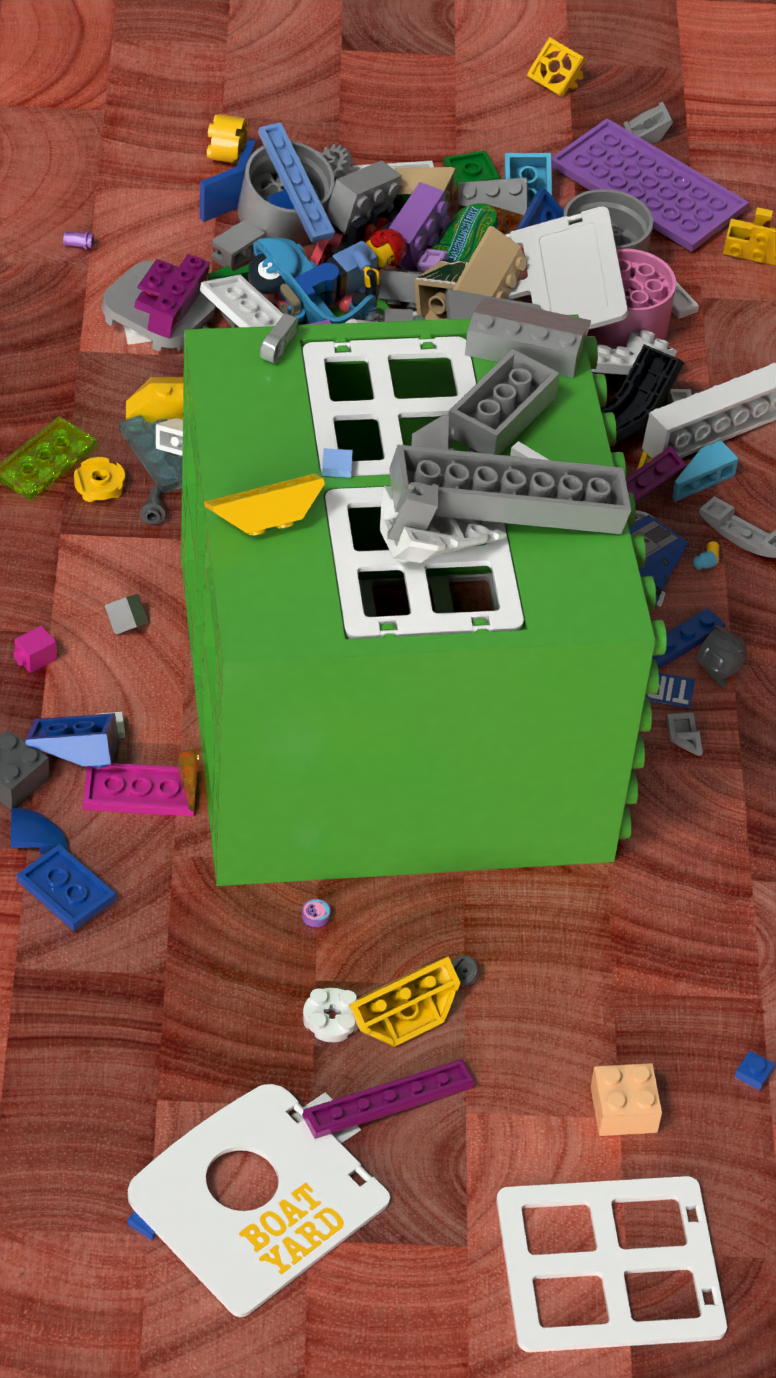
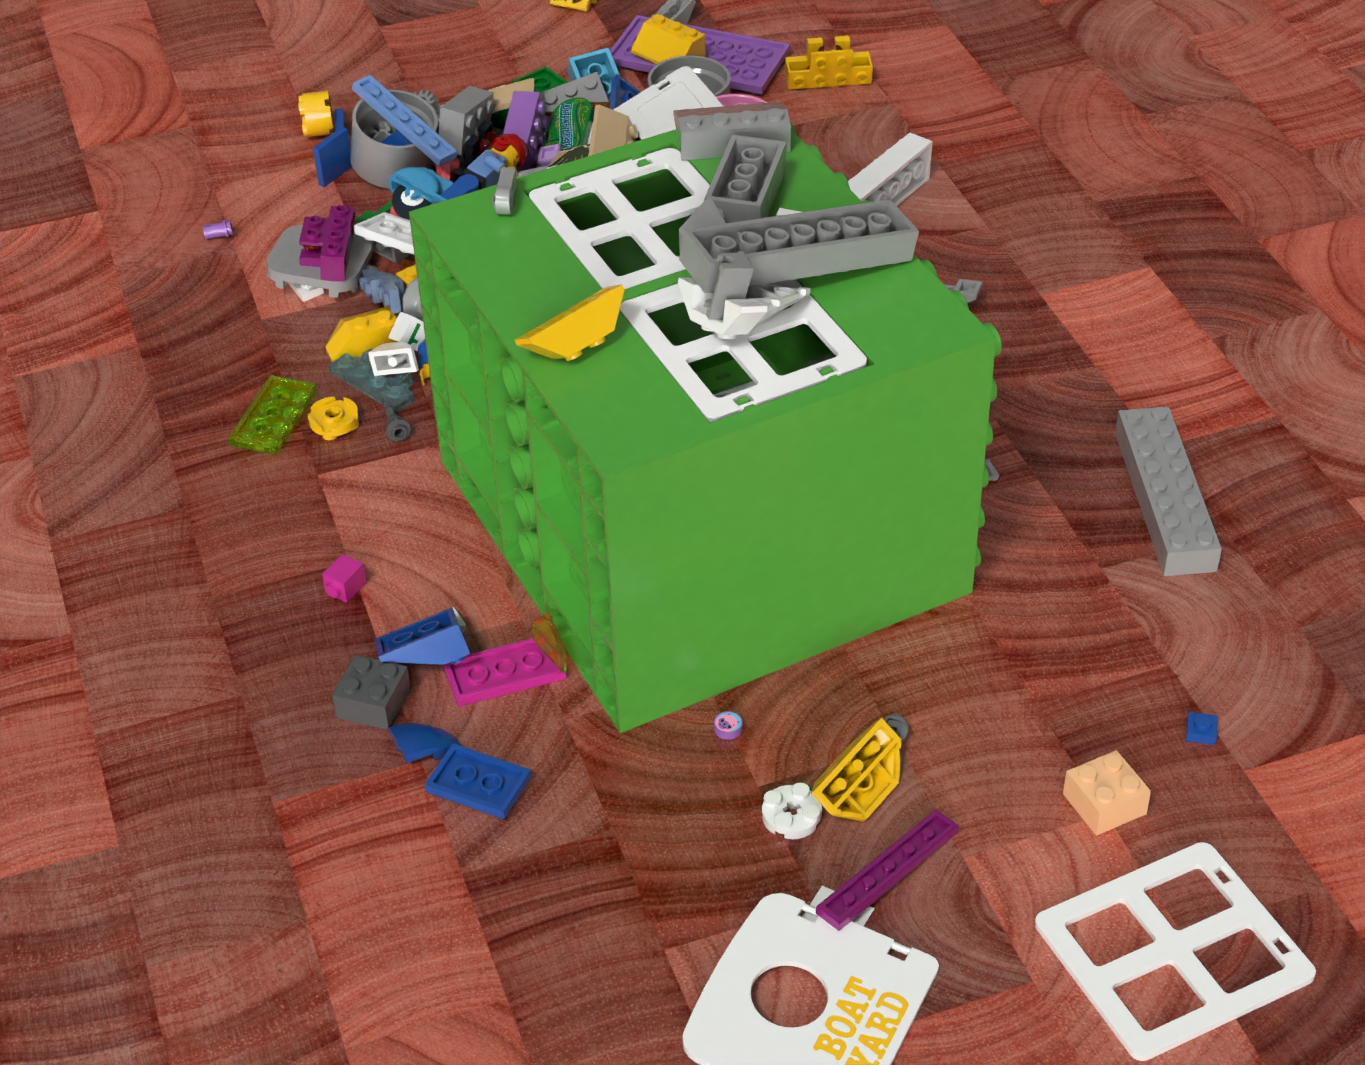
camera: 15 degrees left, 5 degrees down
(126, 614) = (416, 521): light grey panel -> none
(236, 245) = (367, 193): light grey brick -> none
(337, 463) = (617, 275): light blue tile -> none
(619, 164) = (665, 39): none -> yellow slope

